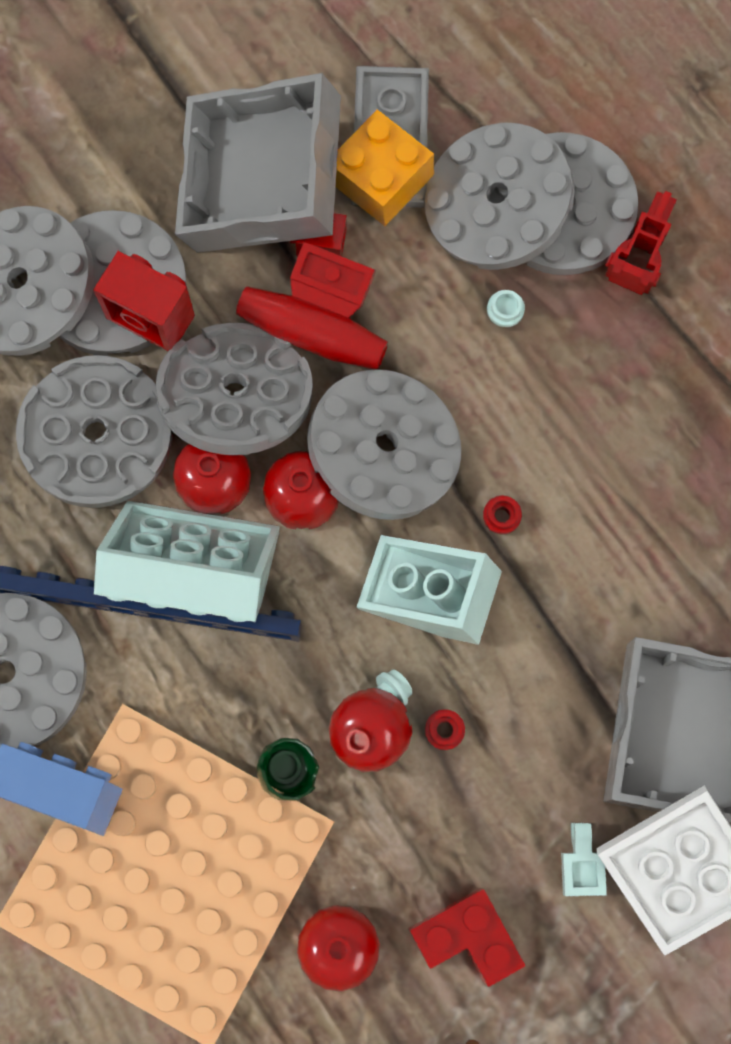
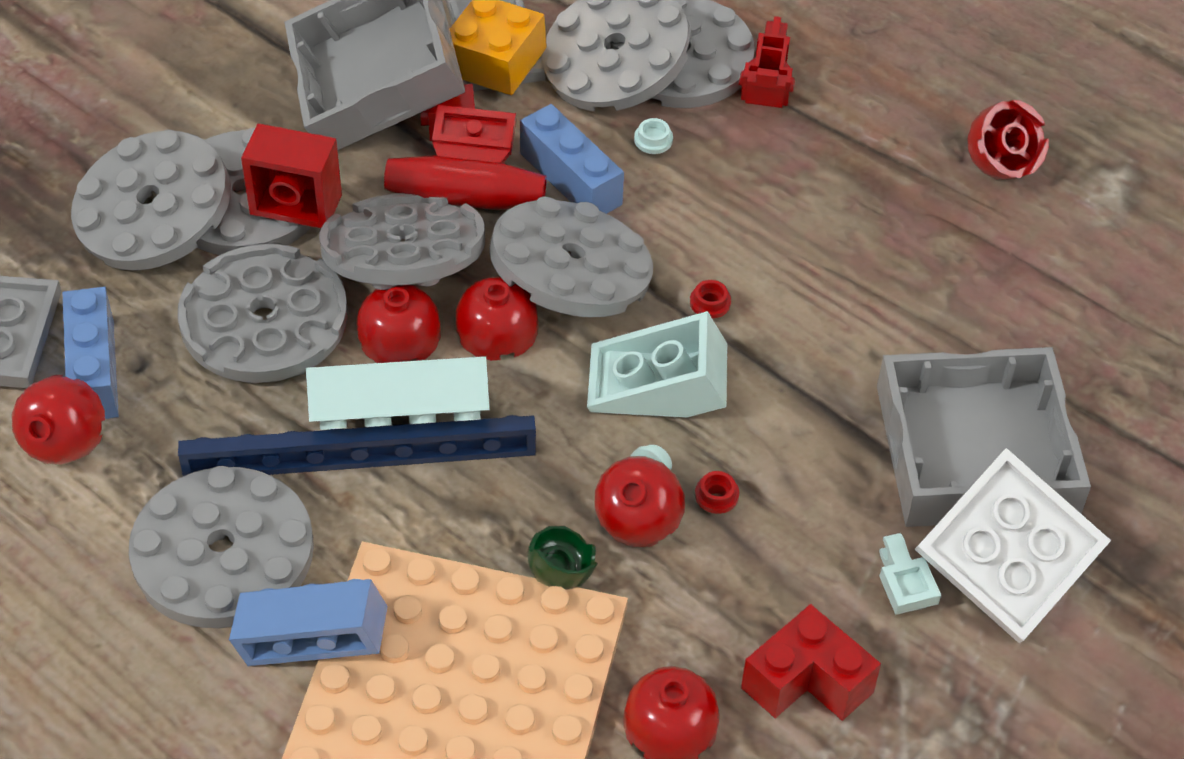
camera: 15 degrees left, 25 degrees down
(417, 325) = (570, 160): none -> medium blue brick

